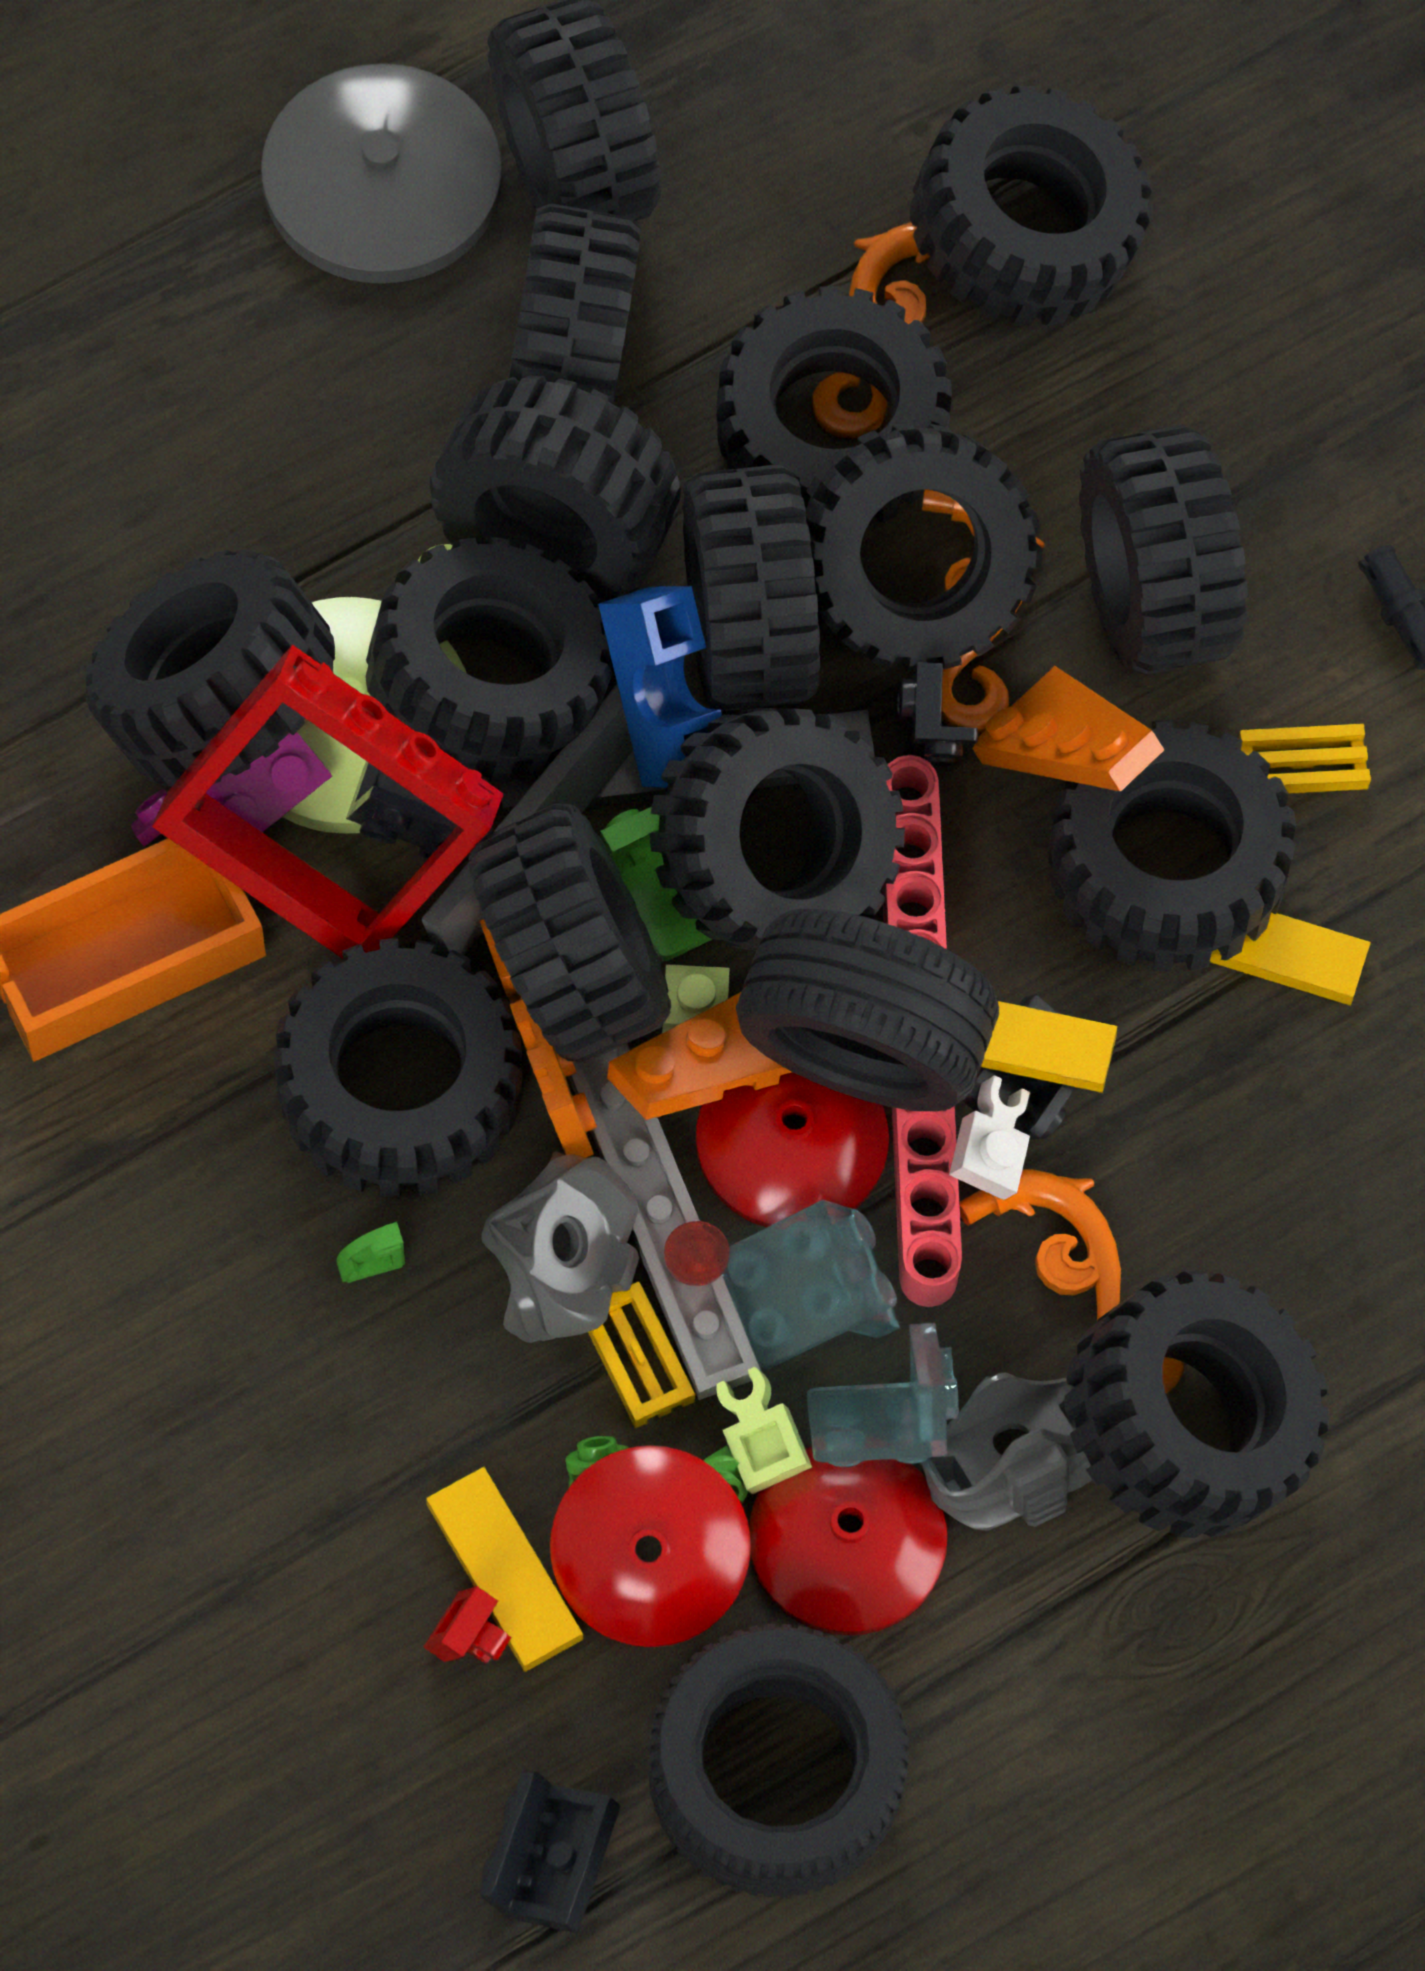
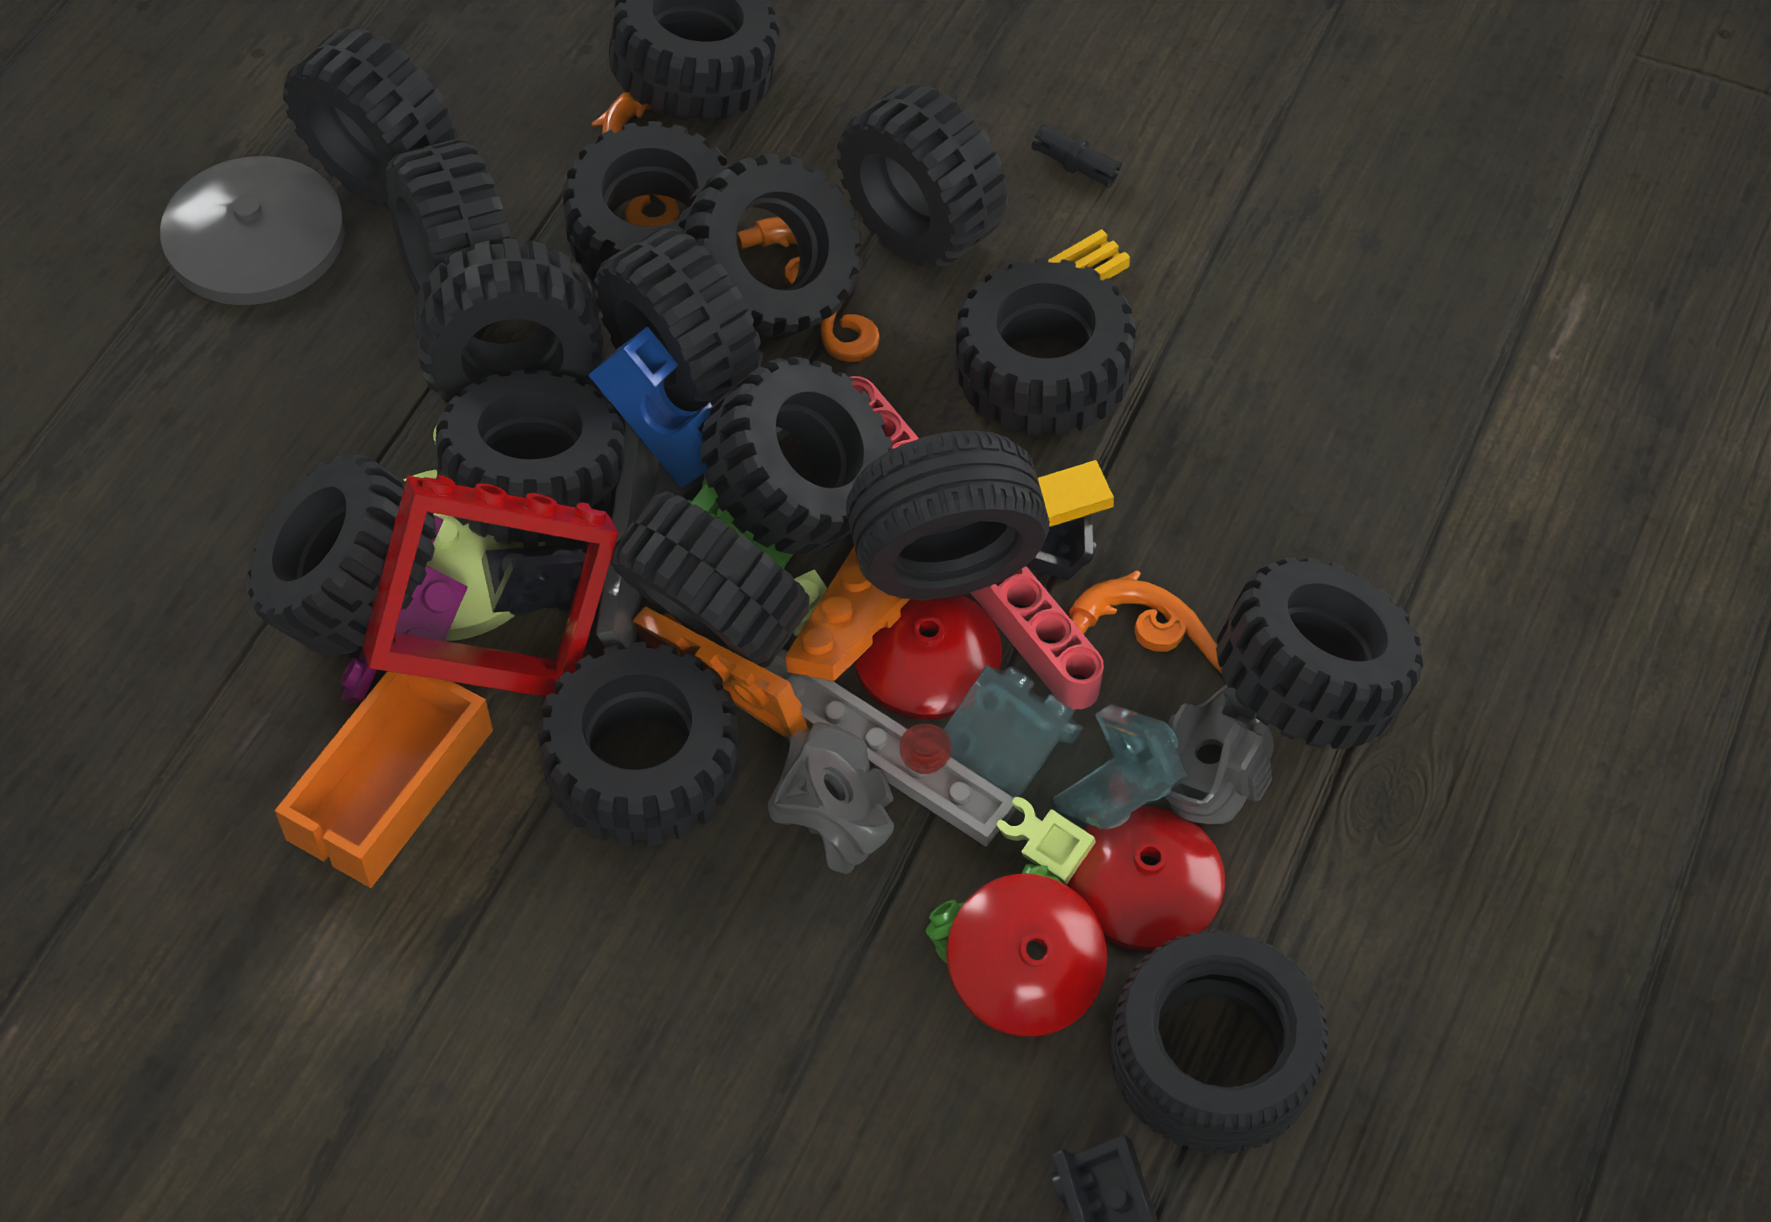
camera: 30 degrees left, 10 degrees down
(372, 1254) = (700, 877): bright green tile -> none
(466, 1629) = (941, 1085): red tile -> none
(505, 1567) = (935, 1032): yellow tile -> none
(659, 1403) = (941, 829): yellow tile -> none
(919, 709) = (837, 344): black bracket -> none
(988, 1147) = (1066, 578): white plate -> none
(1068, 735) = (940, 309): orange wing -> none
(1302, 958) = (1167, 377): yellow tile -> none

